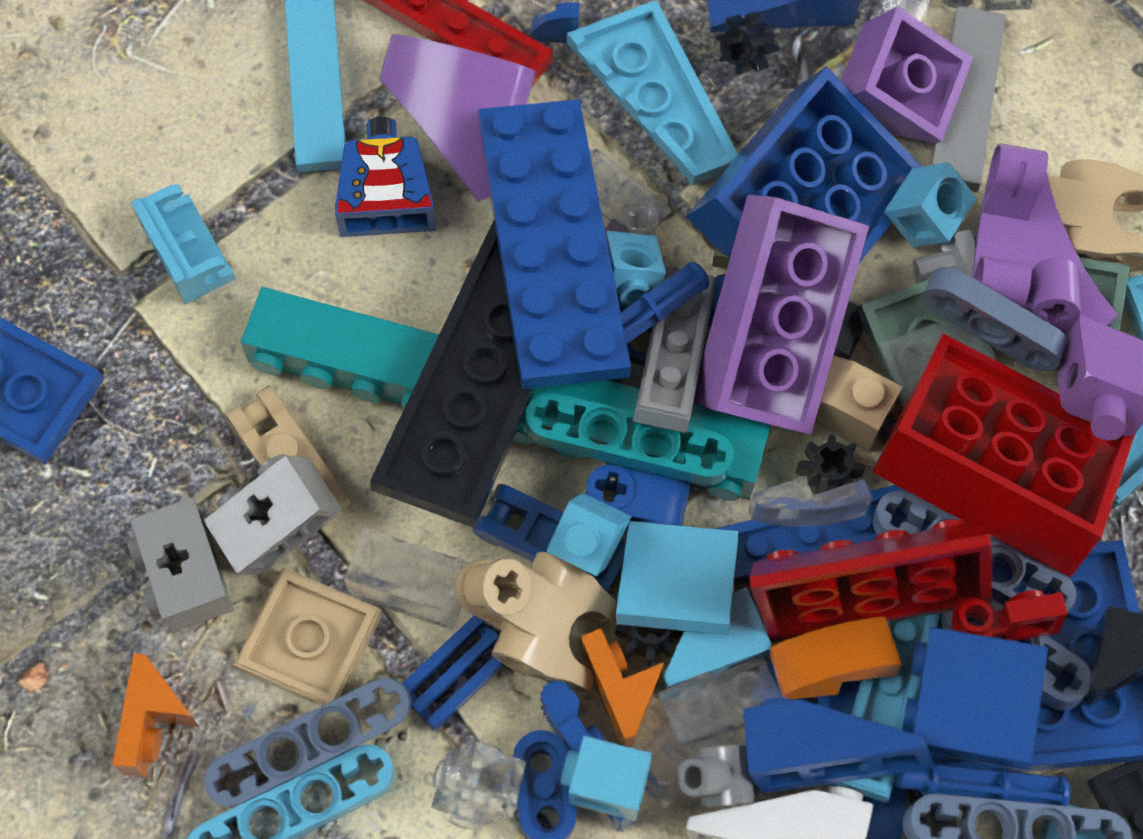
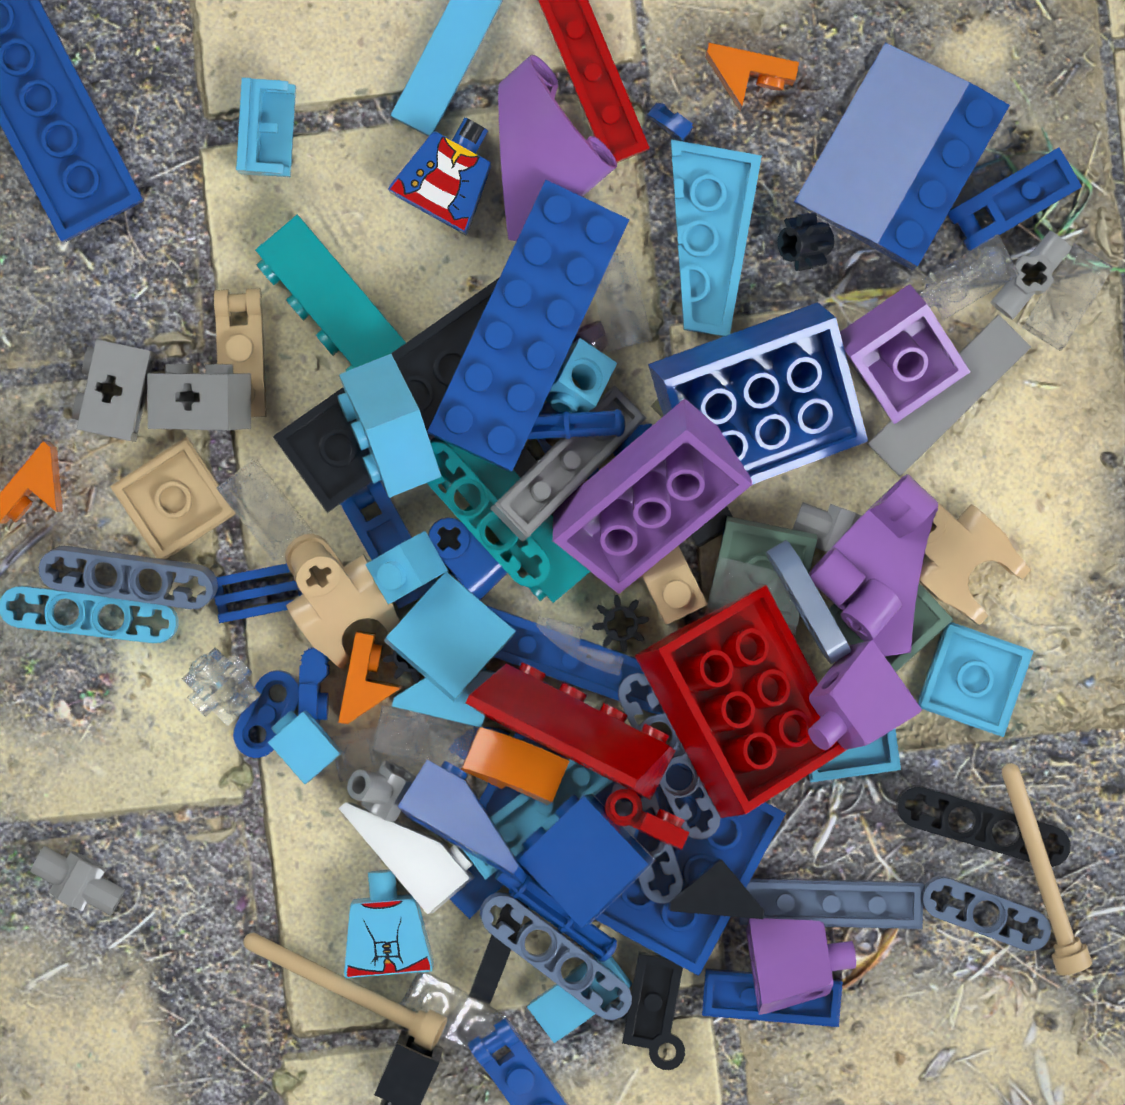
camera: 30 degrees right, 20 degrees up
(487, 381) = (388, 426): none -> medium azure brick
(930, 204) = (844, 472): medium azure brick -> none

